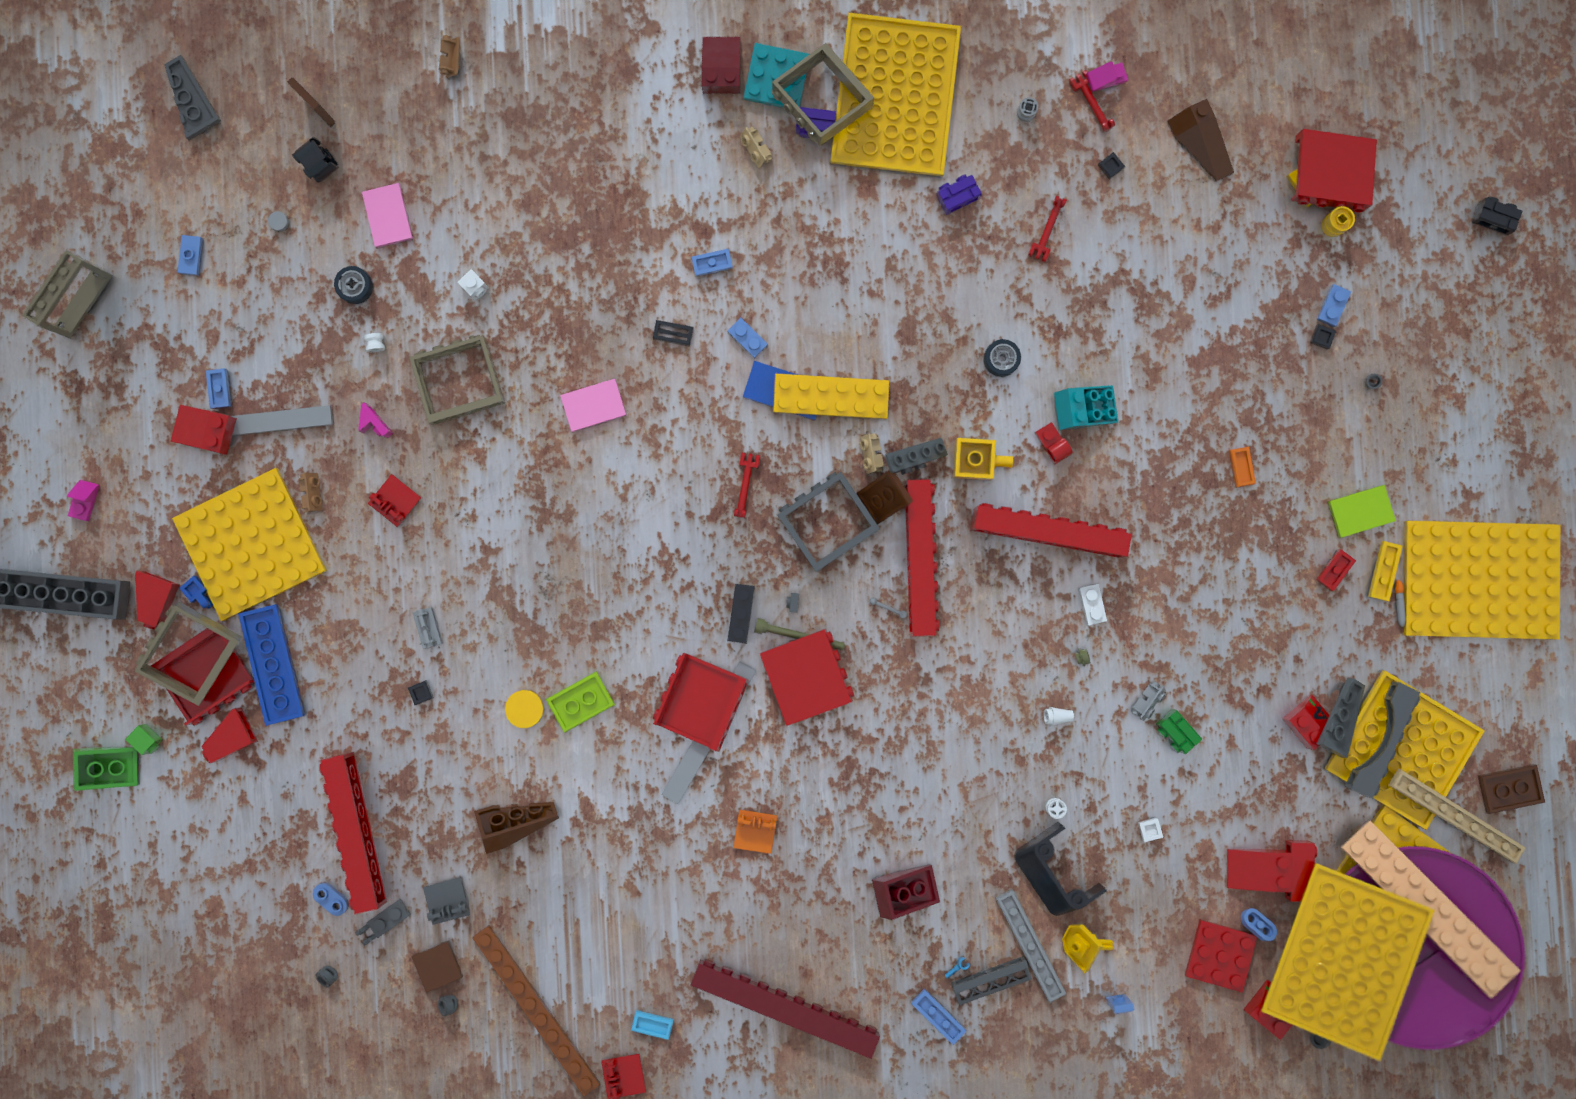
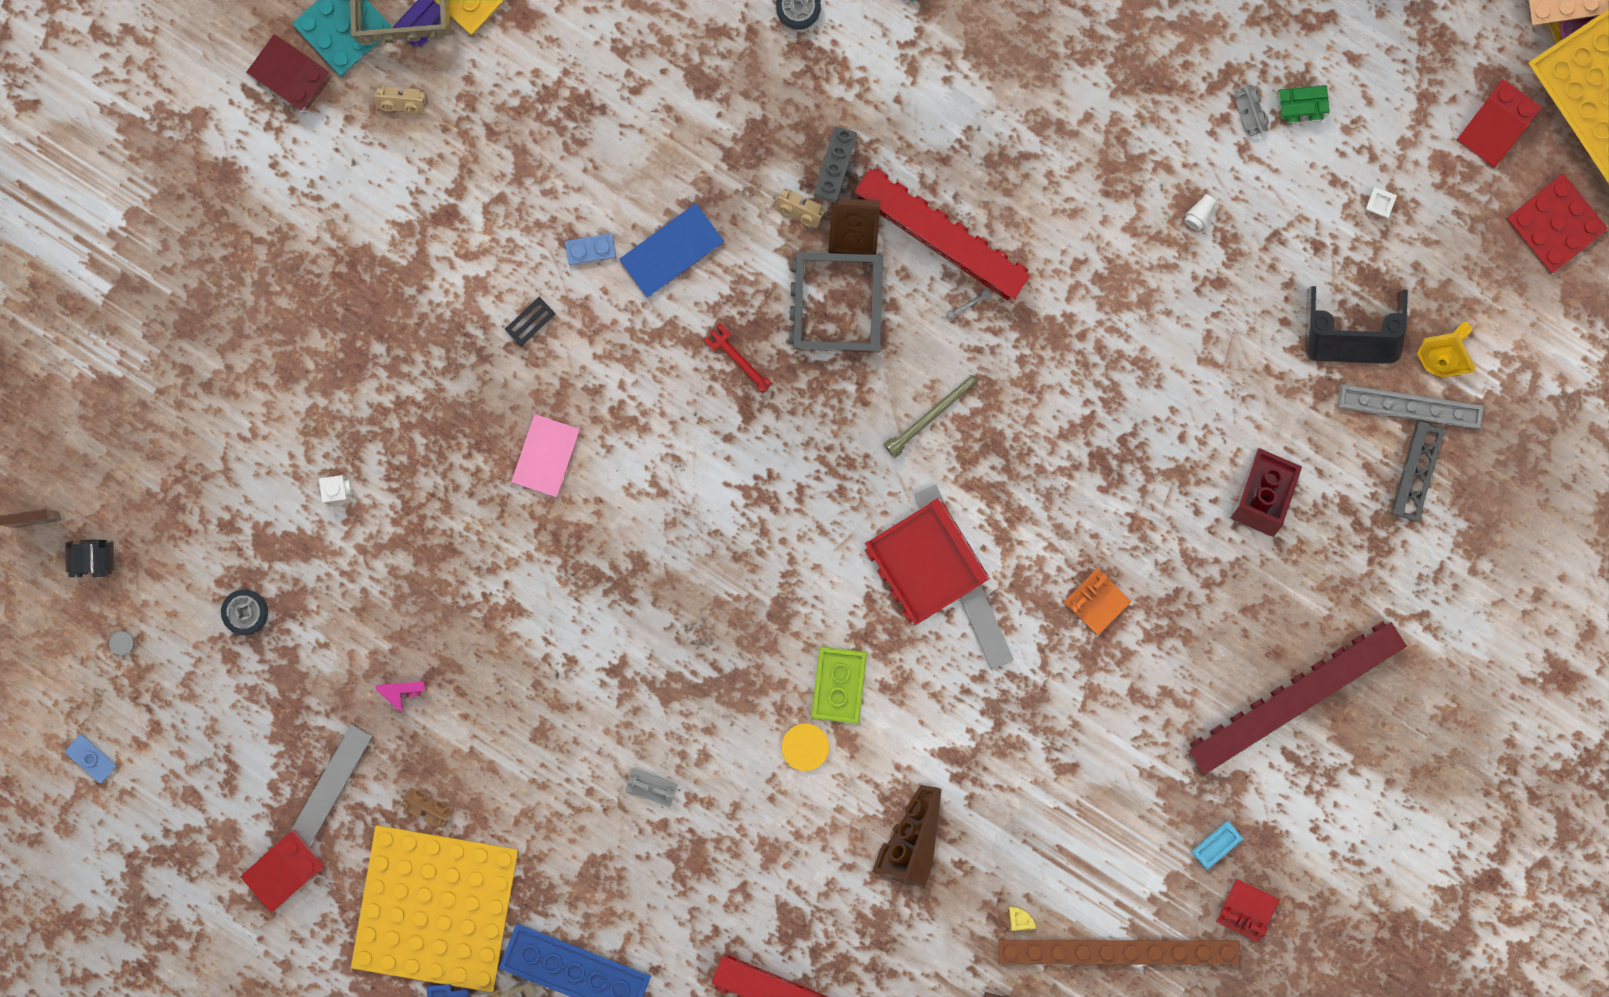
camera: 55 degrees left, 0 degrees up
(56, 286) = (51, 905): dark tan window -> none
(218, 388) = (251, 826): medium blue plate -> none
(374, 342) = (320, 632): white wheel -> none
(387, 215) = (196, 526): bright pink tile -> none
(394, 500) = (496, 728): red hinge -> none
(420, 692) = (712, 841): black tile -> none
(446, 901) = (943, 964): dark grey hinge -> none
(449, 64) = (86, 349): medium nougat hinge -> none
(466, 409) = (378, 571): dark tan window -> none
(512, 930) = (1020, 919): none -> light yellow tile
(712, 262) = (487, 229): medium blue plate -> none
(741, 613) = (867, 457): black brick -> none
(792, 602) = (893, 397): dark grey plate -> none
(807, 677) = (979, 436): red panel -> none
(831, 396) = (712, 207): yellow plate -> none
(938, 1016) = (1414, 550): medium blue plate -> none
(957, 967) = (1379, 496): dark azure hand -> none
(977, 459) = (883, 106): yellow brick -> none
(1053, 532) = (1009, 86): red brick -> none
(1054, 445) = (922, 17): red plate -> none
(1058, 810) = (1293, 278): white wheel -> none
(1083, 657) = (1159, 144): olive plate -> none
(1092, 604) = (1113, 96): white plate -> none
(1120, 1003) = (1529, 358): medium blue plate -> none
(1258, 923) = (1551, 163): medium blue plate -> none
(1303, 861) = (1519, 74): red brick -> none

